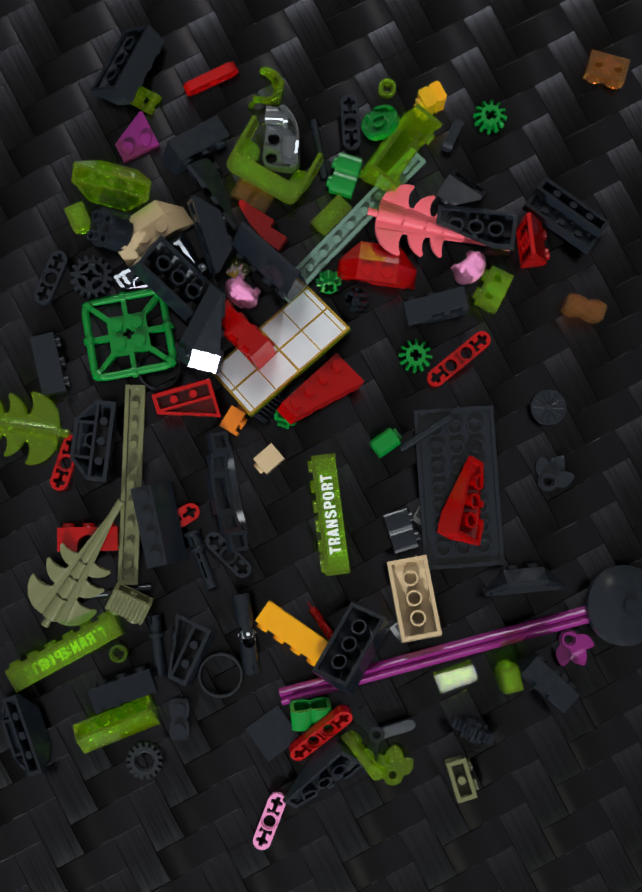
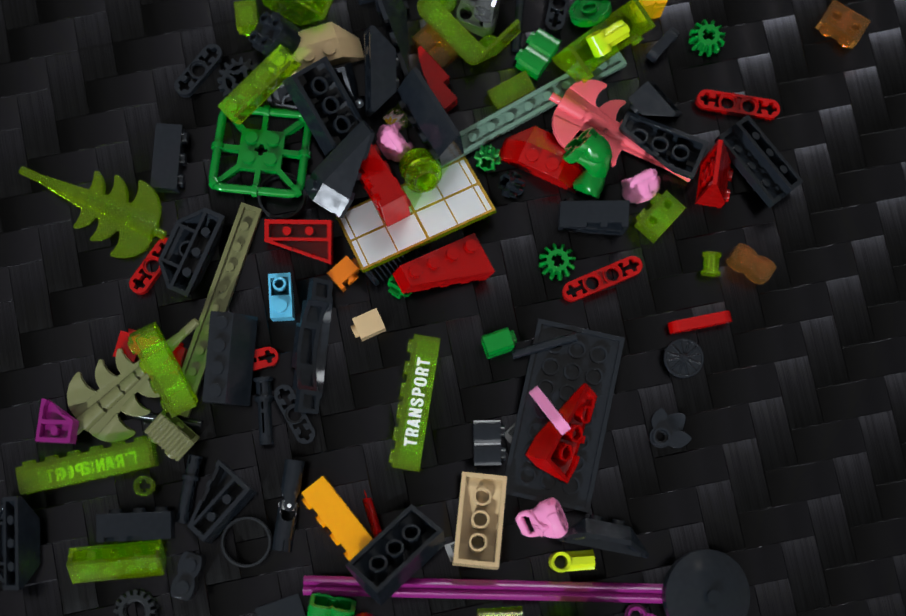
camera: 10 degrees right, 5 degrees down
(26, 624) = (55, 424): none -> magenta wing
(105, 551) = (163, 369): none -> clear neon green brick
(110, 277) = (259, 84): none -> clear neon green brick
(186, 457) = (281, 297): none -> medium azure slope
(273, 311) = (420, 170): none -> clear neon green piece
(399, 148) = (604, 39): none -> neon yellow piece
(422, 254) = (595, 156): none -> green animal
(446, 488) = (550, 411): none -> bright pink beam
(470, 581) = (546, 519): none -> bright pink piece
(503, 609) = (574, 560): none -> neon yellow piece
(532, 165) = (737, 108): none -> red beam
(549, 318) = (711, 264): none -> clear neon green bush
(553, 372) = (699, 322): none -> red beam

